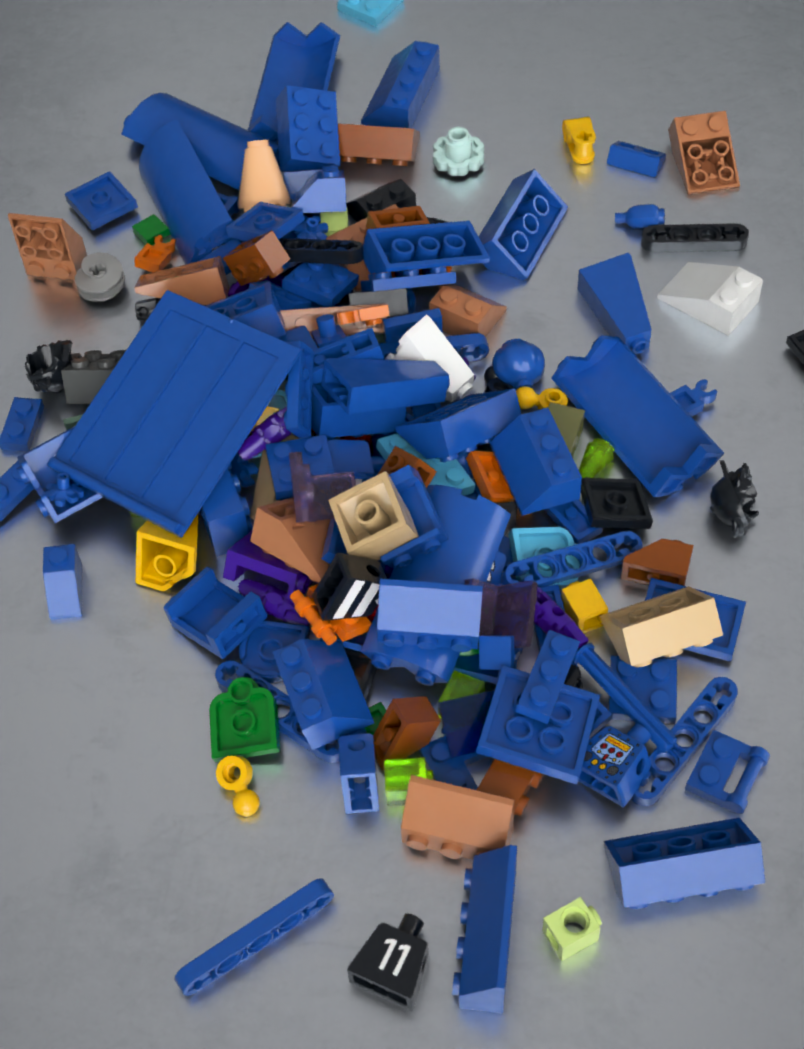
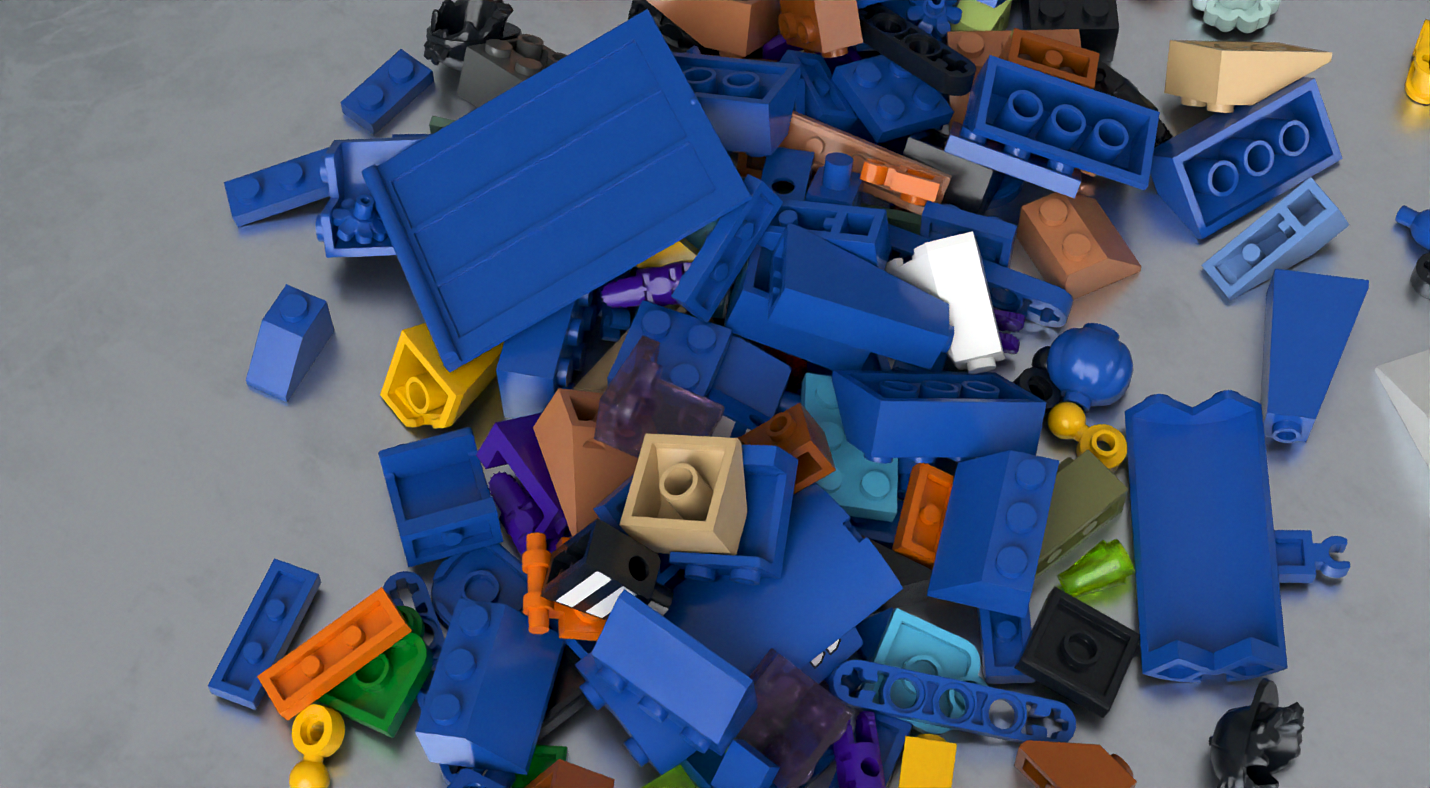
camera: 30 degrees right, 5 degrees up
(163, 741) = (264, 632): none -> blue plate
(218, 723) = (334, 654): none -> orange plate
(488, 188) = (1235, 71): none -> tan slope
(567, 257) = (1277, 240): none -> medium blue slope

